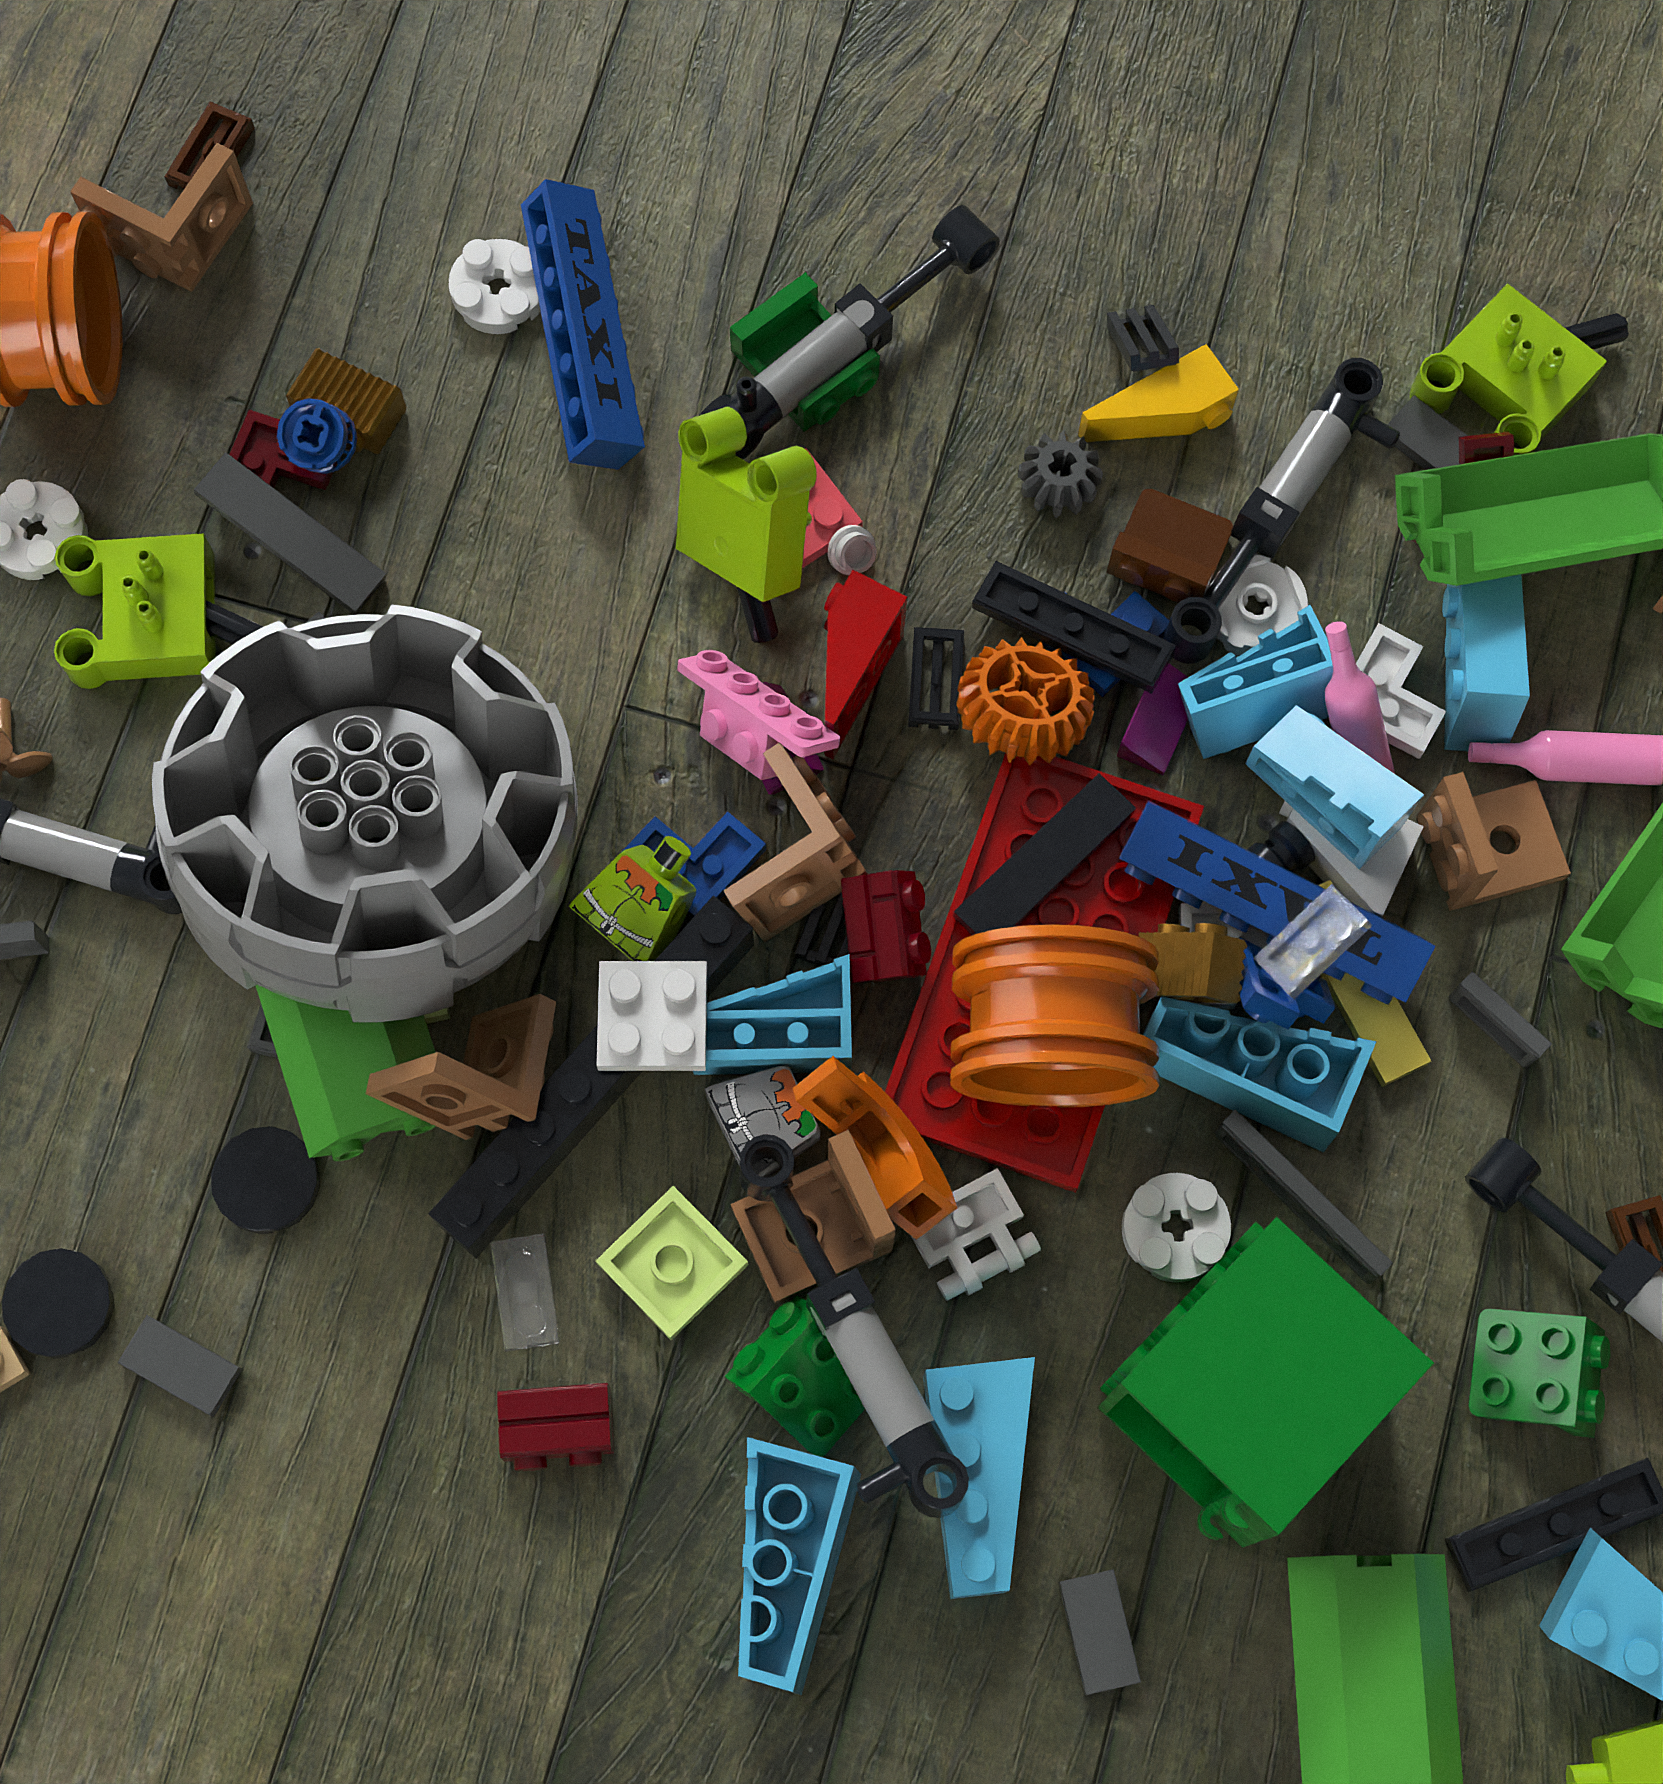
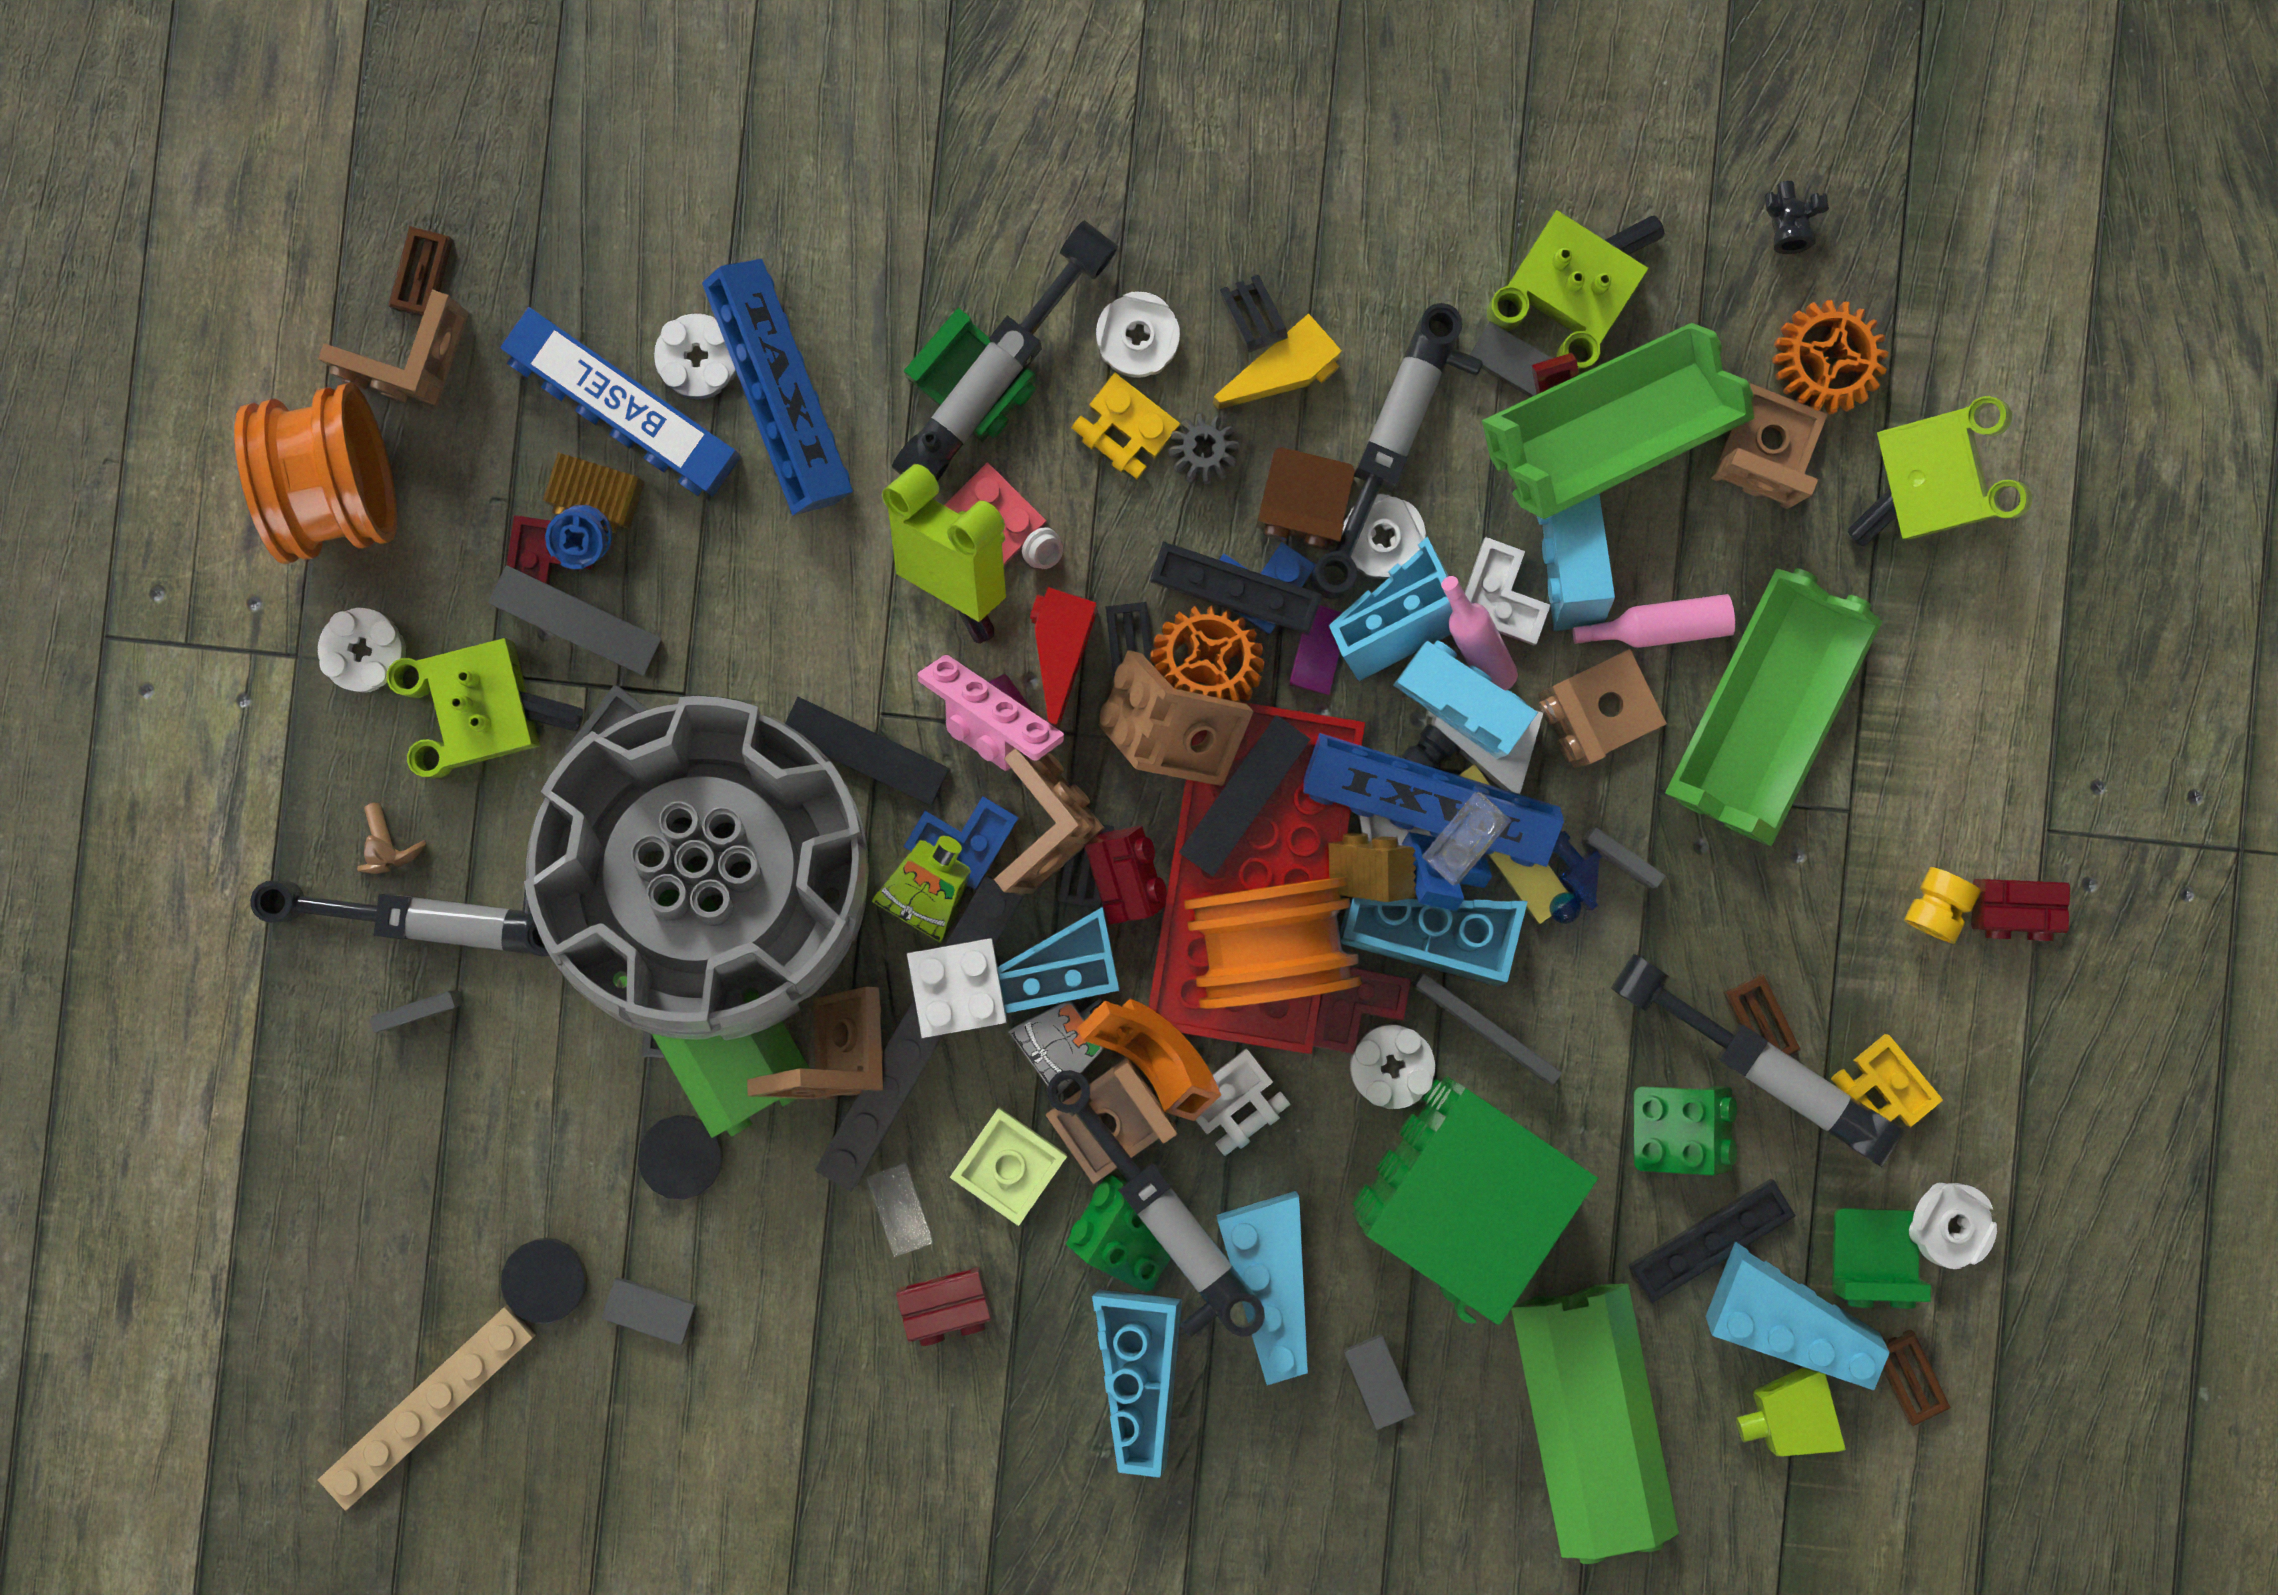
camera: 10 degrees left, 15 degrees up
(400, 316) = (620, 402): none -> brick
(614, 750) = (868, 751): none -> black tile
(956, 743) = (1156, 724): none -> medium nougat bracket
(982, 428) = (1133, 416): none -> yellow plate
(1009, 369) = (1124, 315): none -> white plate
(1139, 1129) = (1342, 1010): none -> dark red plate
(1441, 1037) = (1579, 880): none -> clear blue piece

